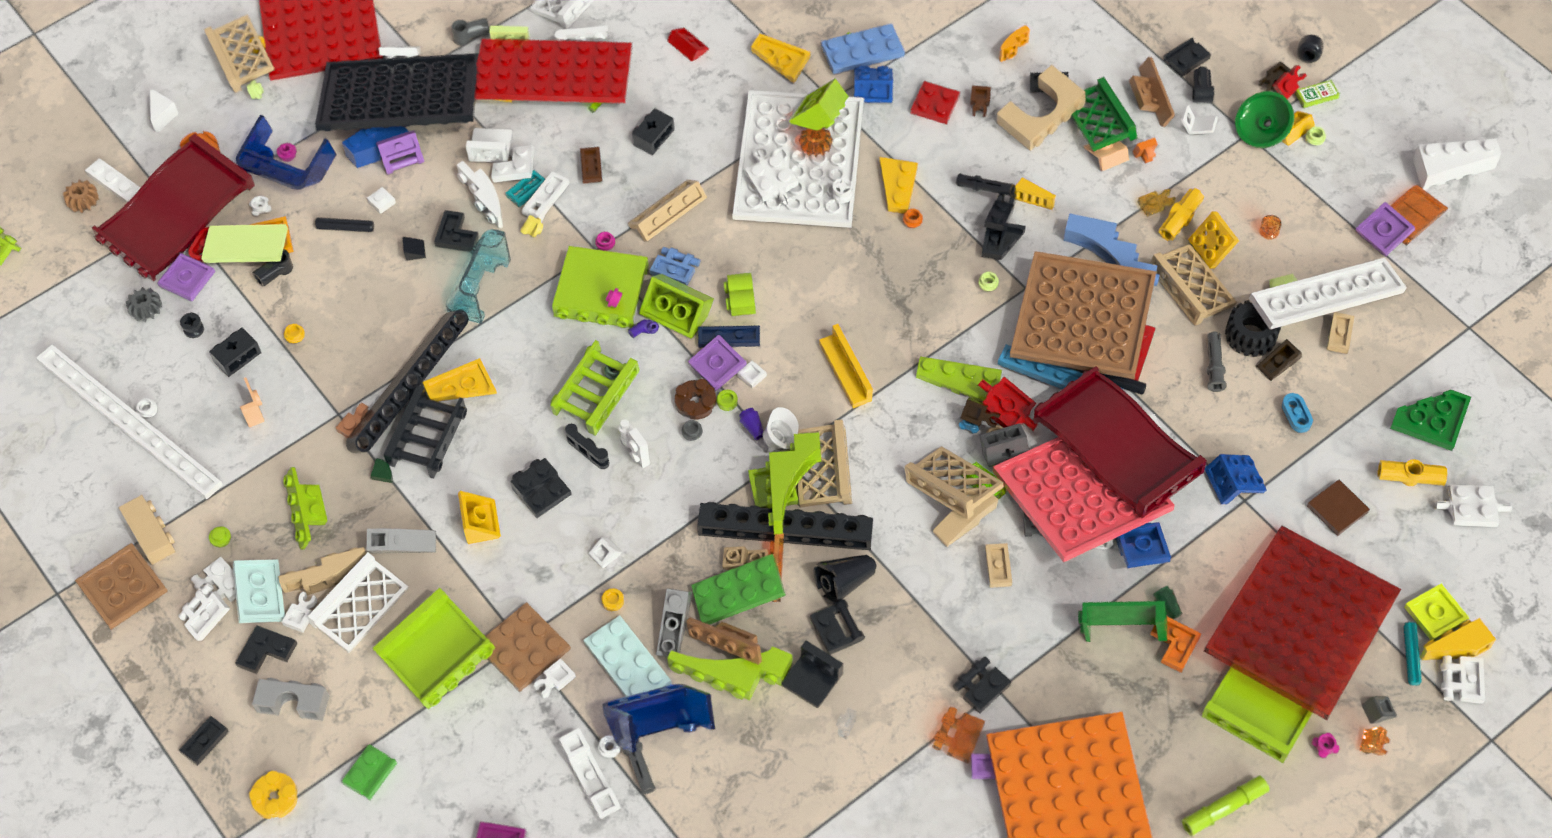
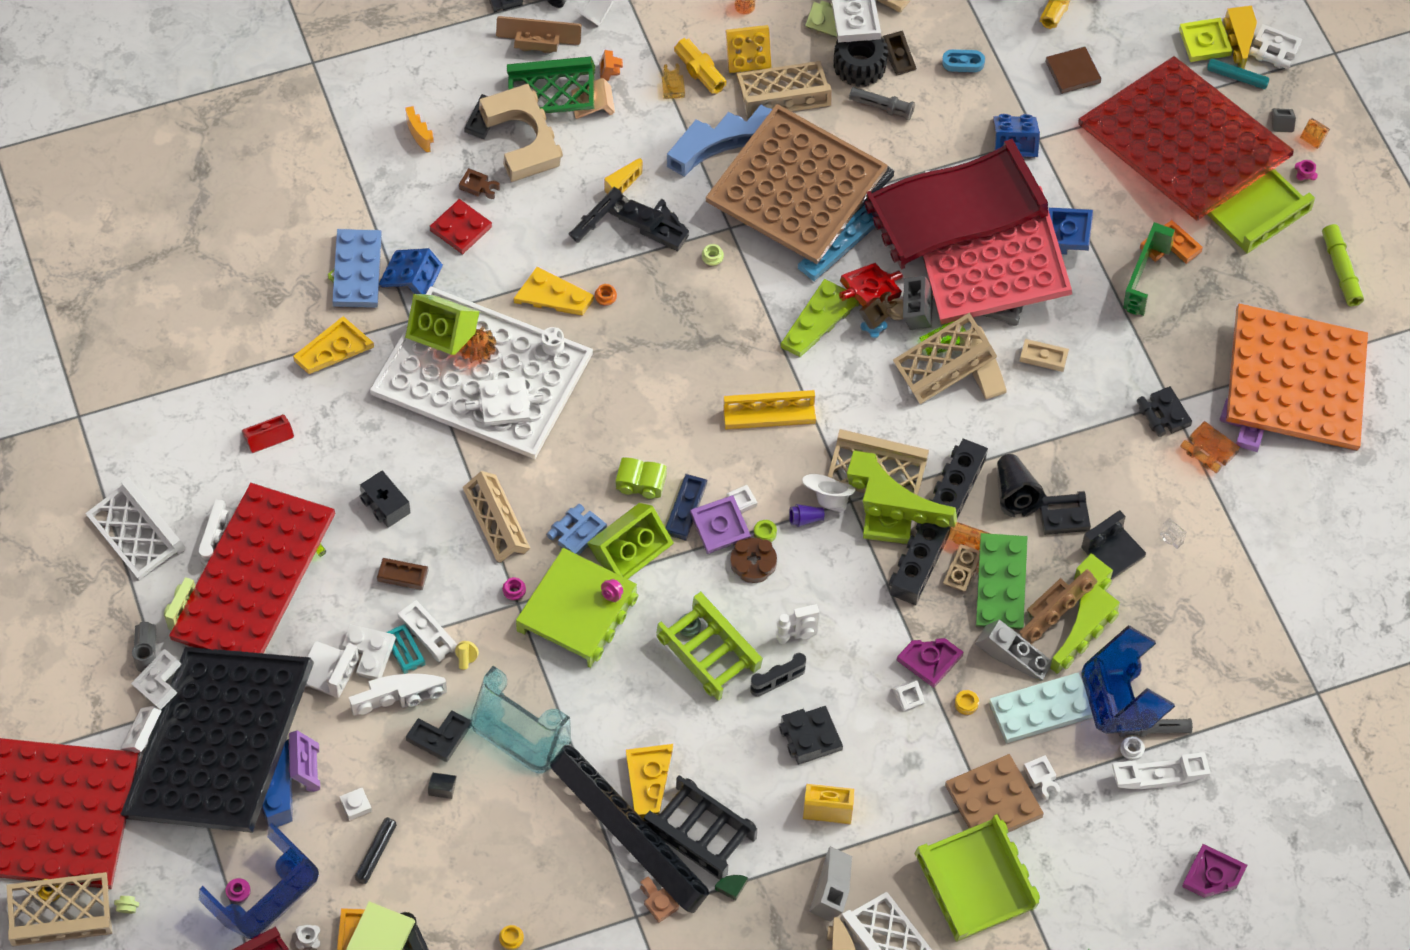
camera: 75 degrees left, 0 degrees up
(440, 43) = (152, 679): none -> white plate
(643, 326) = (643, 581): dark purple arm -> none
(643, 558) = (930, 659): none -> magenta plate
(692, 430) = (791, 573): dark grey plate -> none
(1172, 607) = (1128, 234): clear green cone -> none

